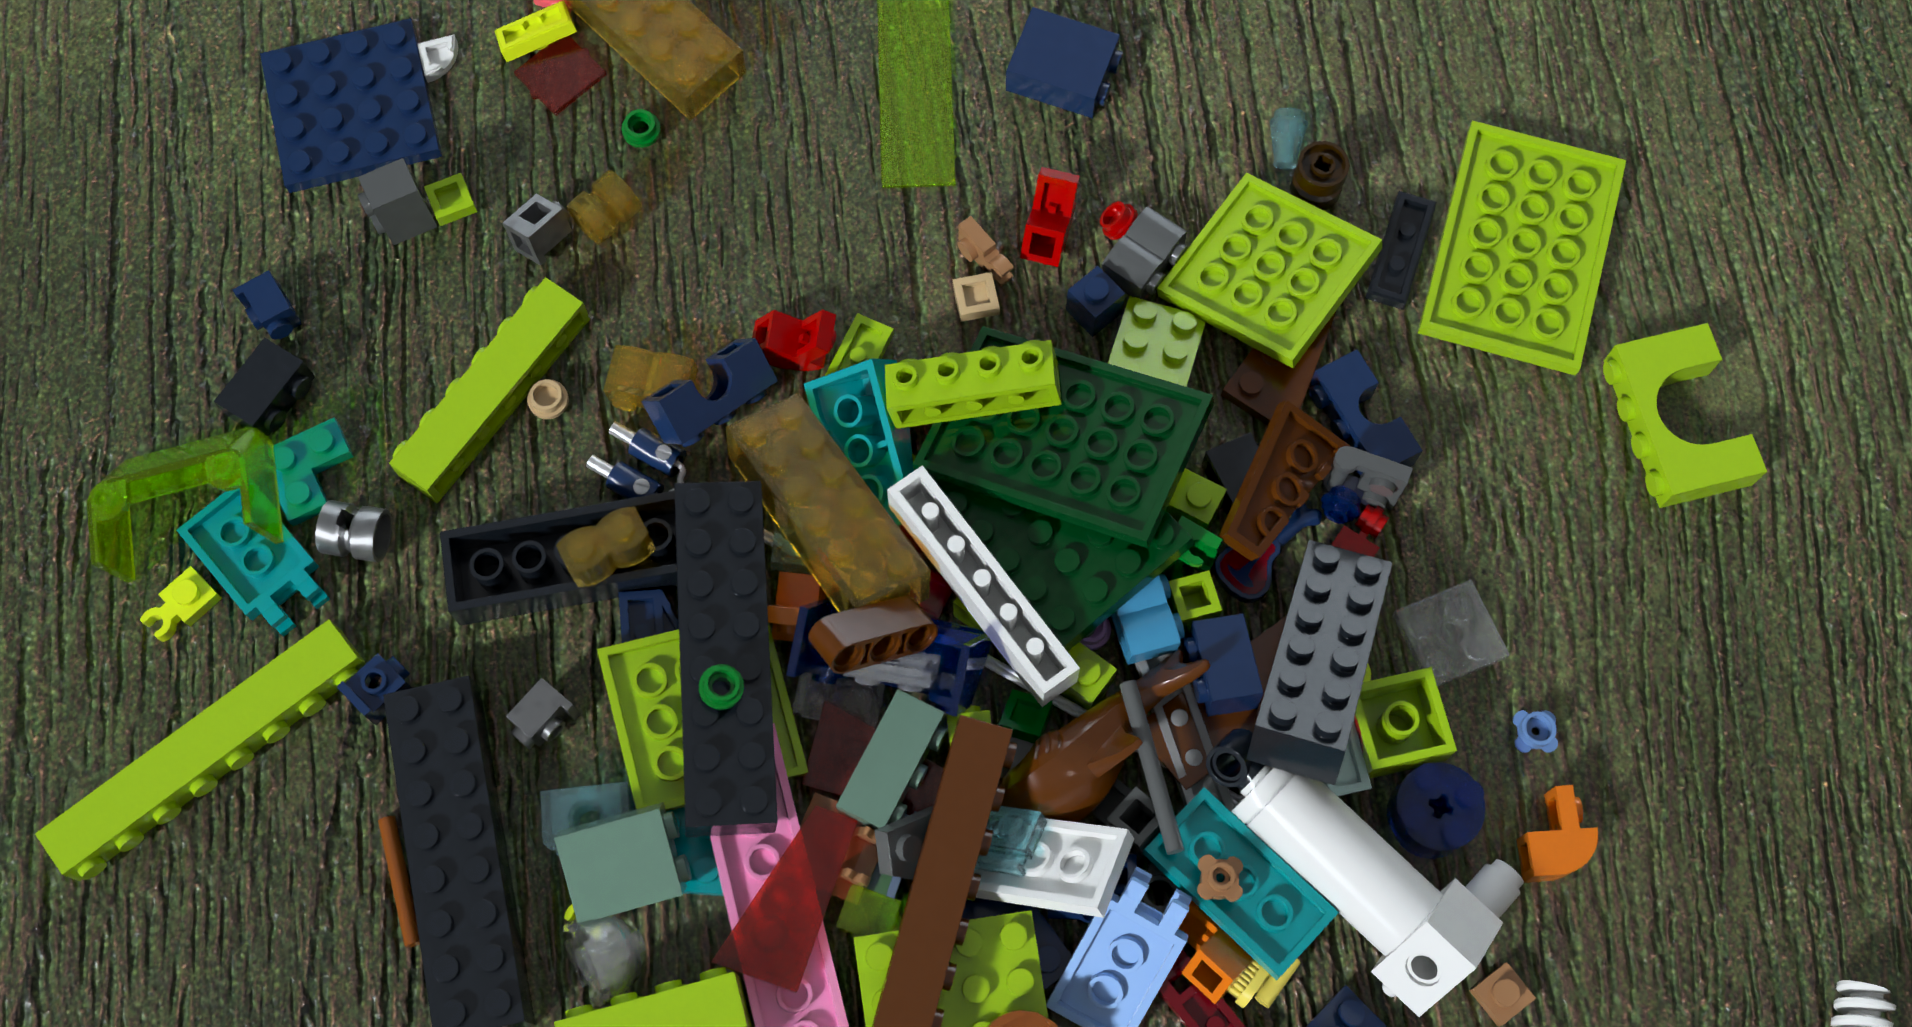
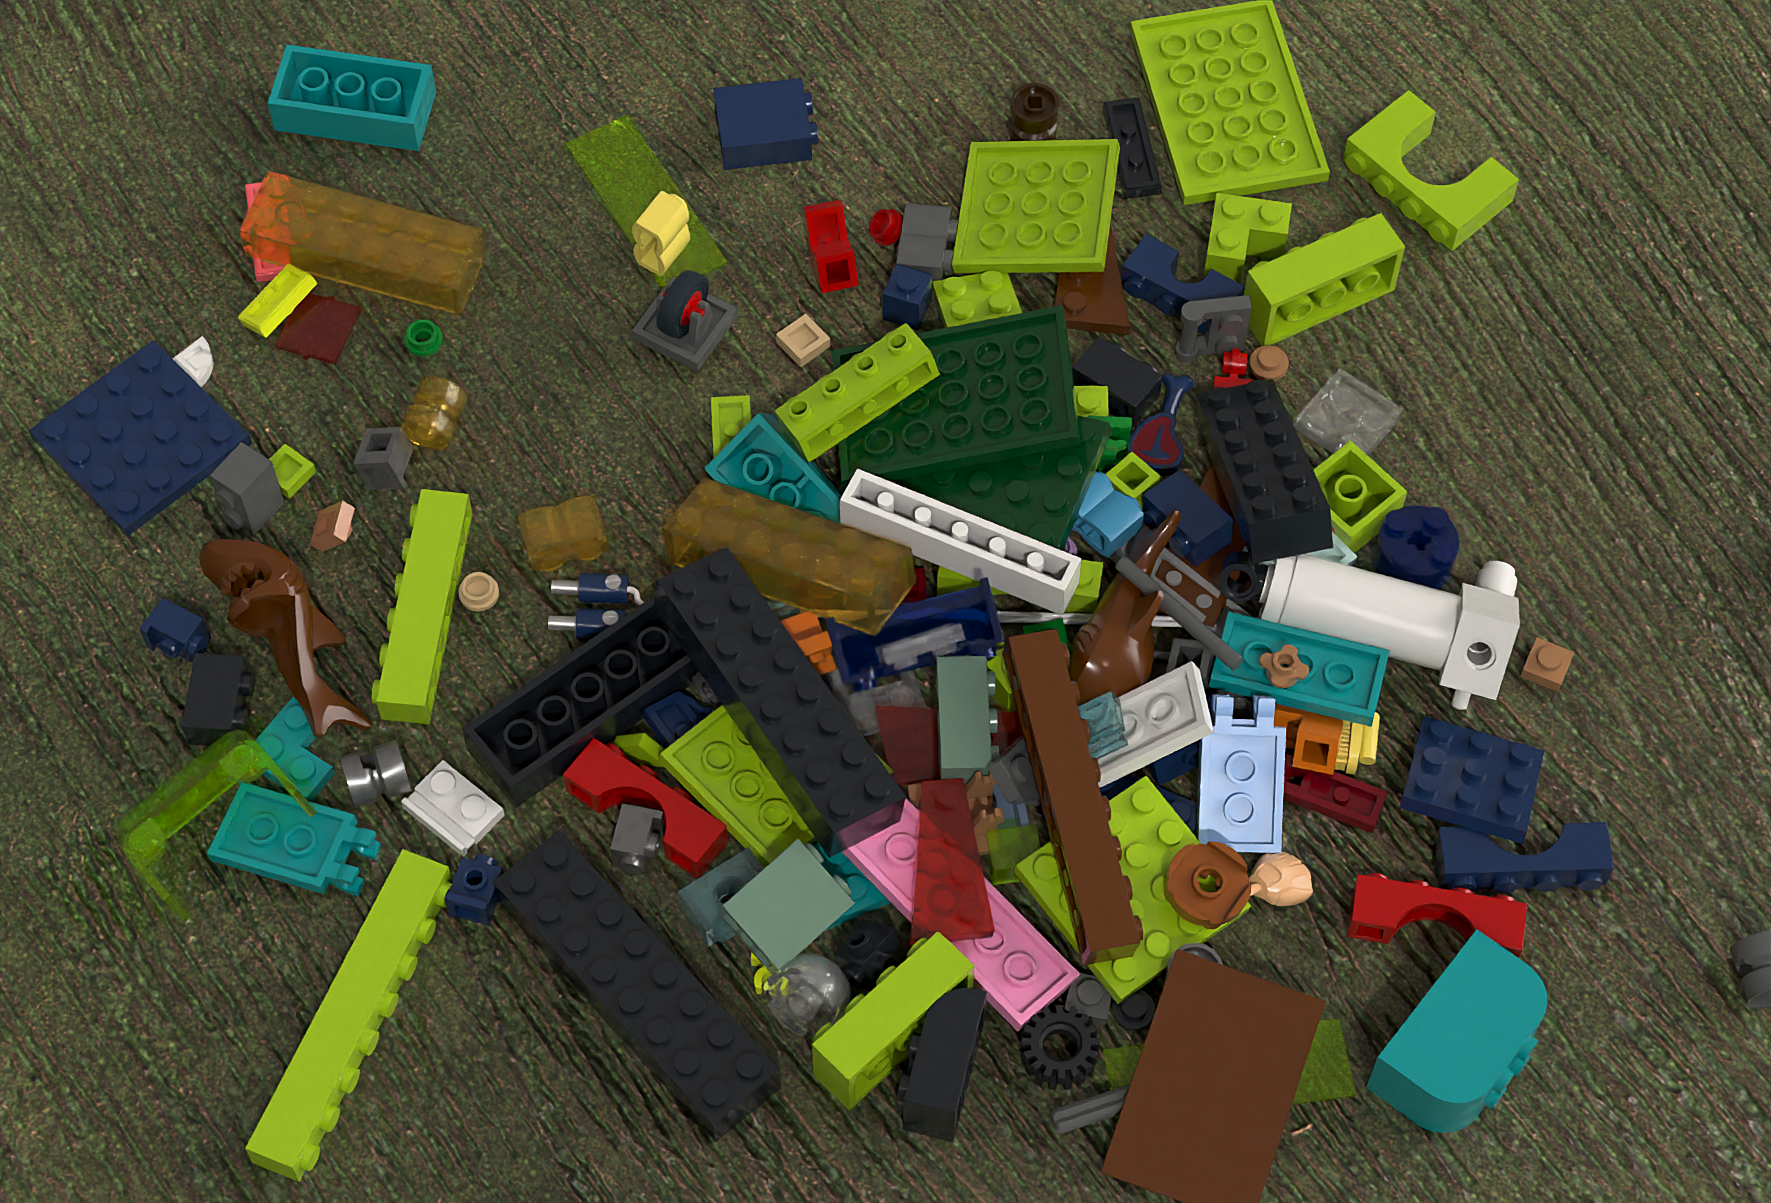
camera: 30 degrees left, 10 degrees down
(184, 600) = (249, 907): neon yellow plate -> none
(363, 325) = (276, 604): none -> reddish brown piece
(399, 880) = (592, 1034): dark orange bar -> none
(407, 596) = (453, 808): none -> white plate
(457, 273) = (332, 526): none -> nougat plate
(549, 642) = (606, 779): none -> red arch
(597, 626) = (640, 748): none -> lime tile
(598, 550) = (627, 660): clear yellow brick -> none
(676, 948) = (868, 954): none -> black brick
(721, 673) = (799, 699): green plate -> none
(739, 378) = (616, 533): dark blue arch -> none
(796, 342) = (671, 446): red brick -> none
(872, 634) = (895, 617): reddish brown beam -> none
(878, 227) = (685, 320): none -> dark grey plate
(901, 128) = (661, 232): none -> light yellow brick
(978, 246) = (785, 300): medium nougat plate -> none
(1283, 472) = (1145, 350): reddish brown wing -> none
(1287, 136) = (986, 98): clear light blue cone -> none
(1341, 504) = (1202, 361): clear blue plate -> none
(1405, 537) = (1269, 363): none -> medium nougat plate
(1458, 386) = (1245, 228): none -> lime brick
(1504, 480) = (1323, 279): none -> lime brick
(1544, 722) = (1456, 449): medium blue plate -> none
(1562, 848) = (1526, 527): orange brick -> none

